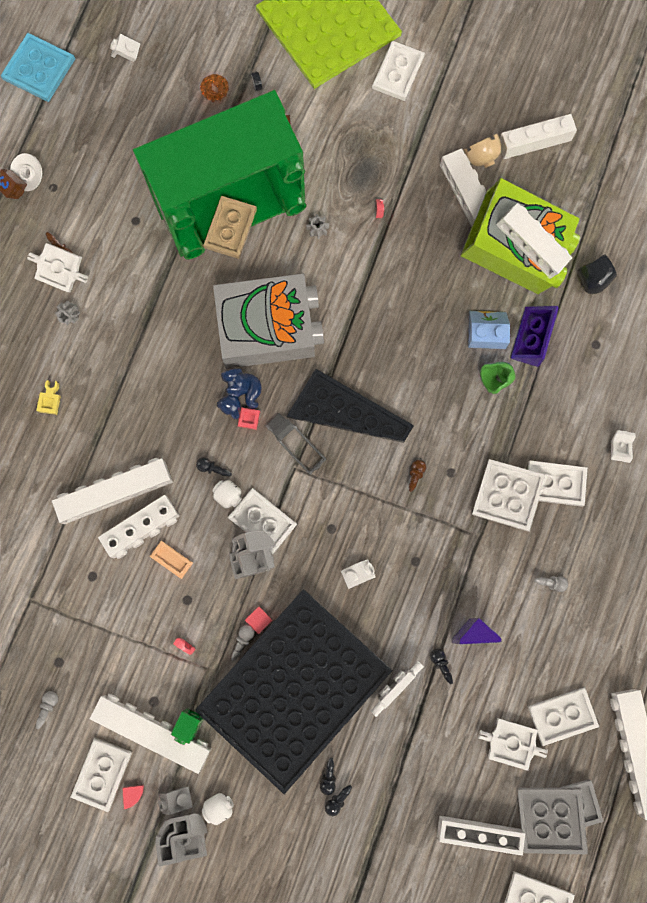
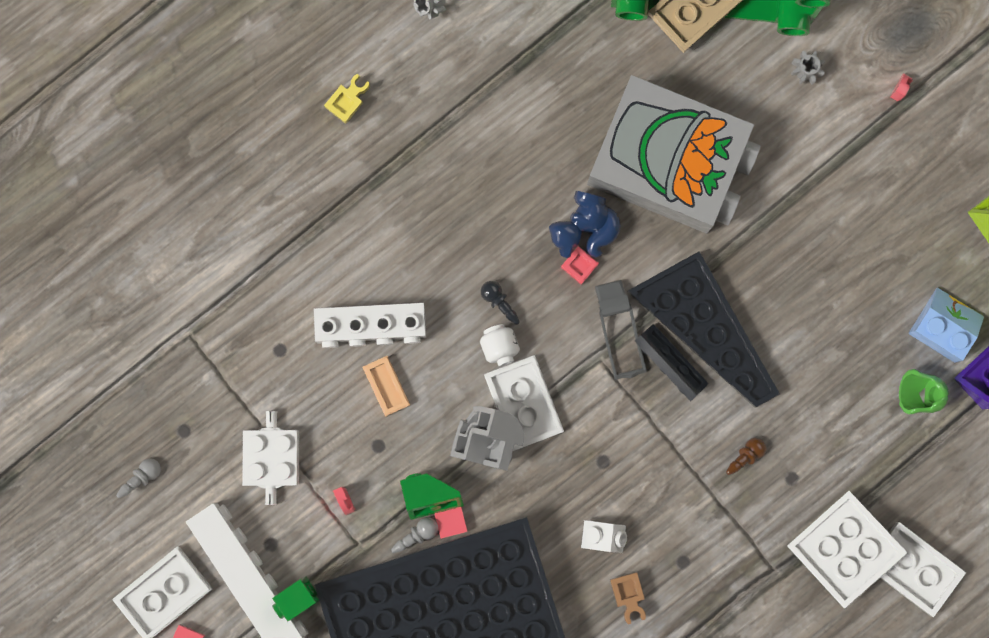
camera: 30 degrees right, 5 degrees up
(112, 491) = (362, 260): white brick -> none
(123, 646) = (270, 457): none -> white plate
(235, 612) = (428, 495): none -> green slope
(337, 444) = (671, 362): none -> black plate
(393, 599) = (627, 592): none -> medium nougat plate

